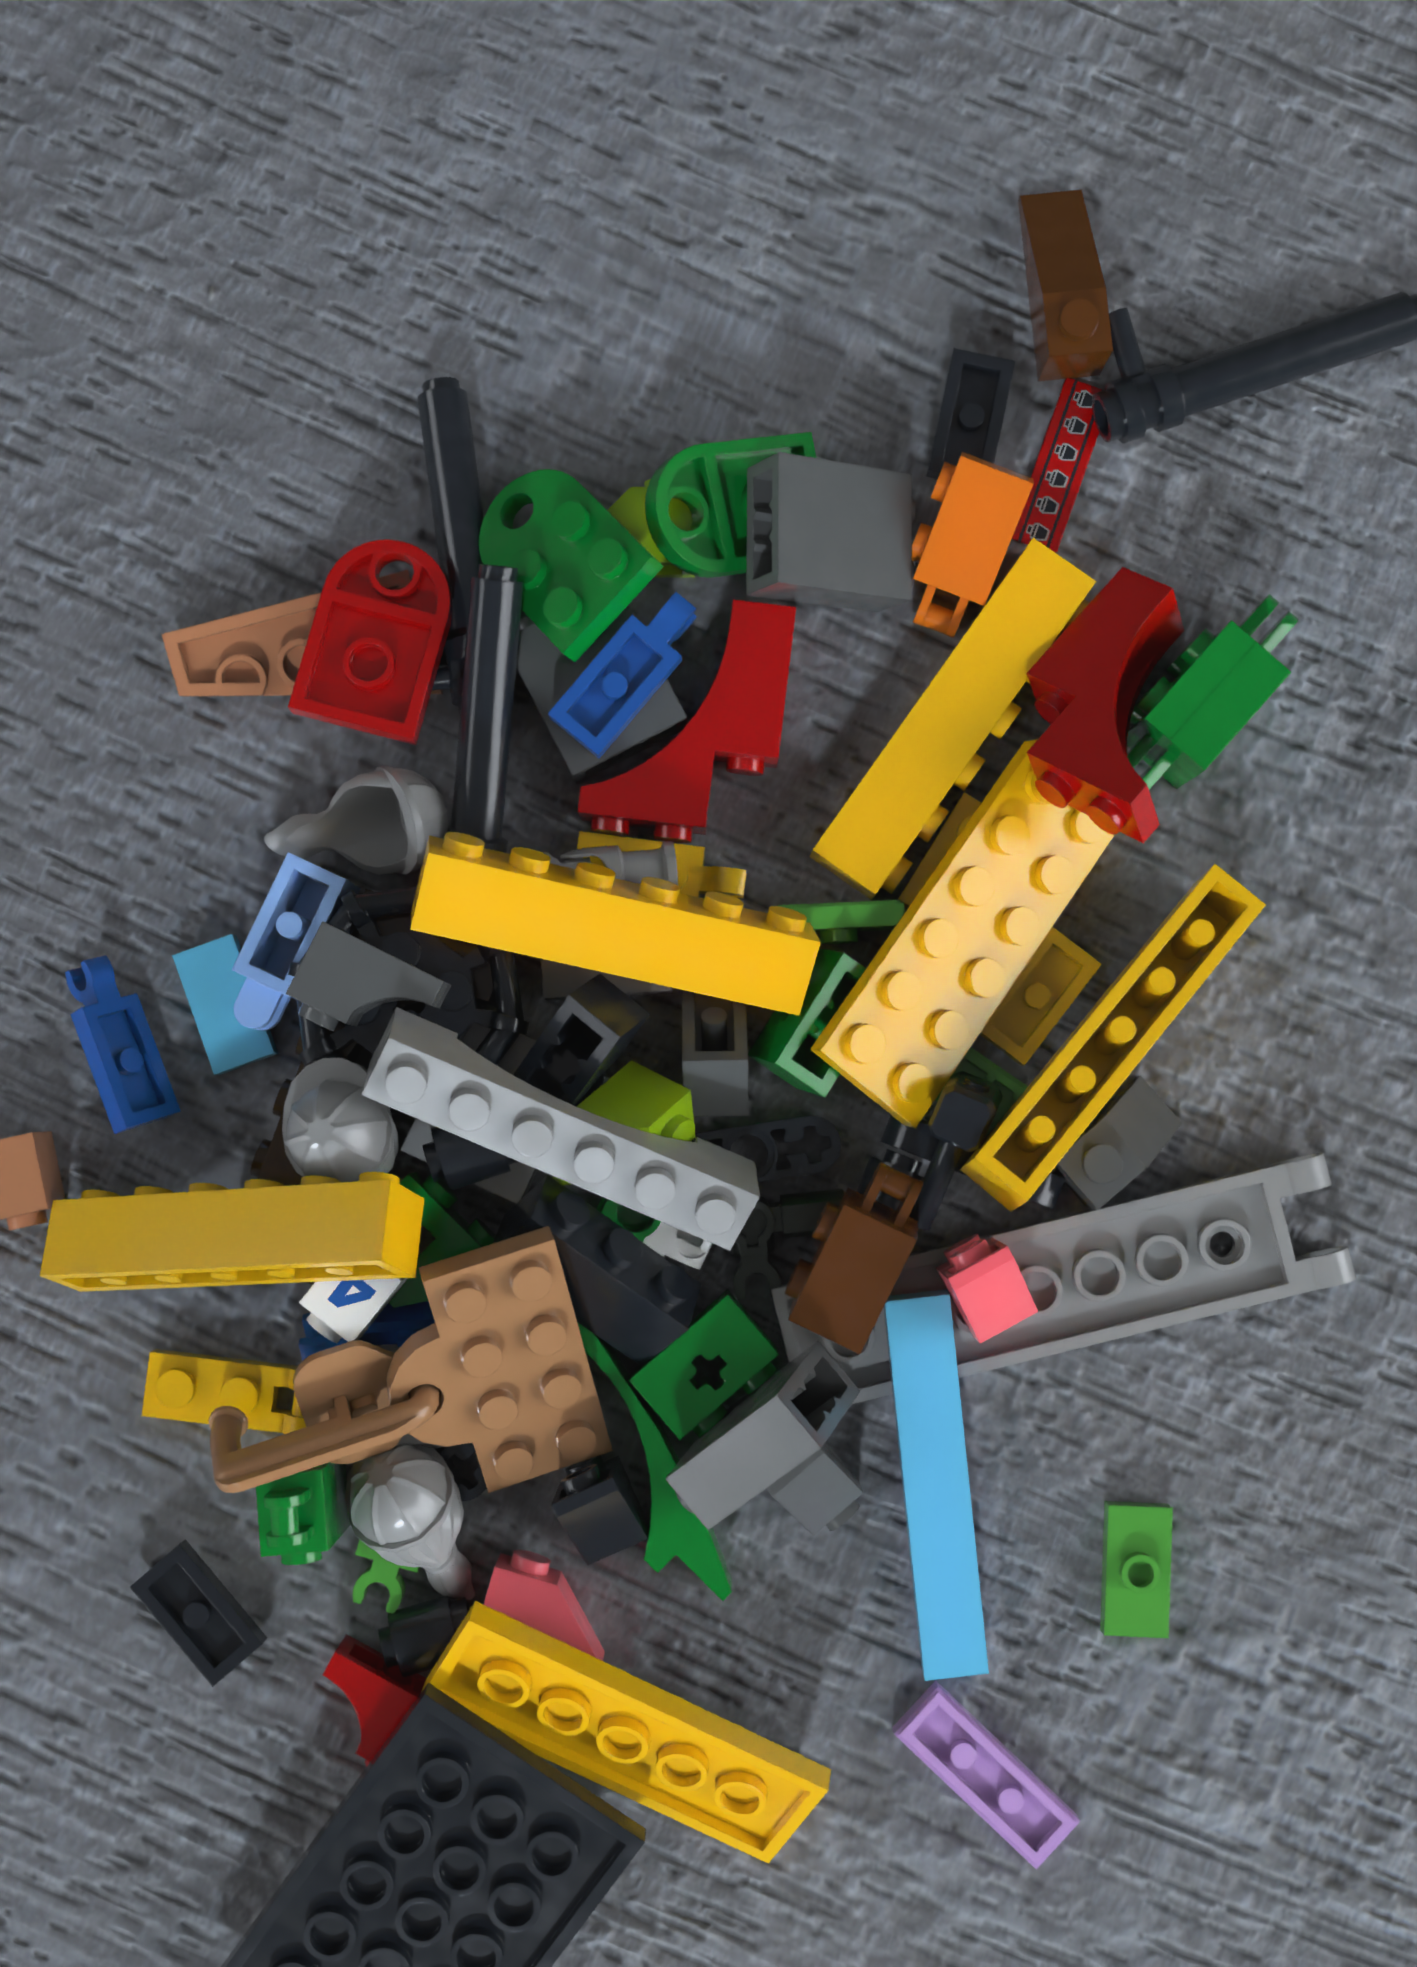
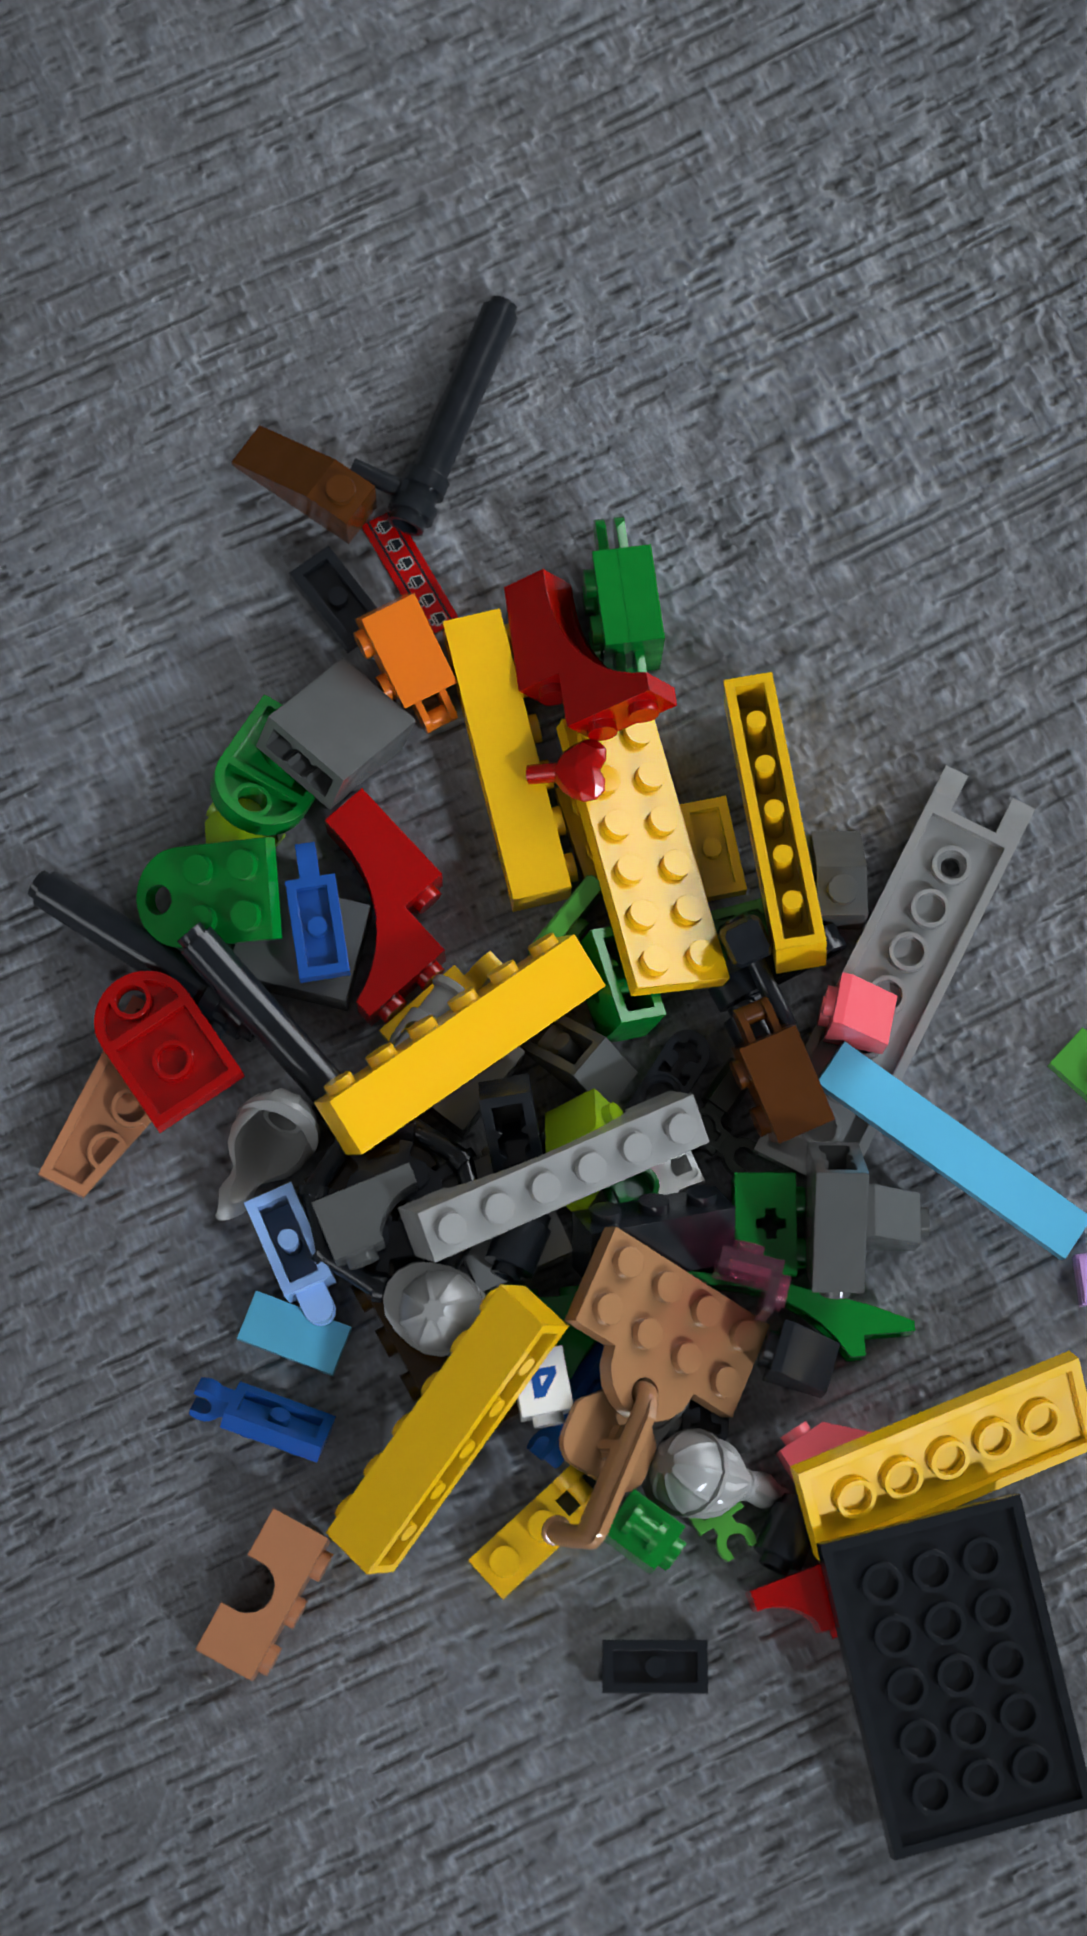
camera: 55 degrees left, 10 degrees down
(633, 1397) = (748, 1267): none -> clear pink bracket
(990, 799) = (575, 771): none -> red rock

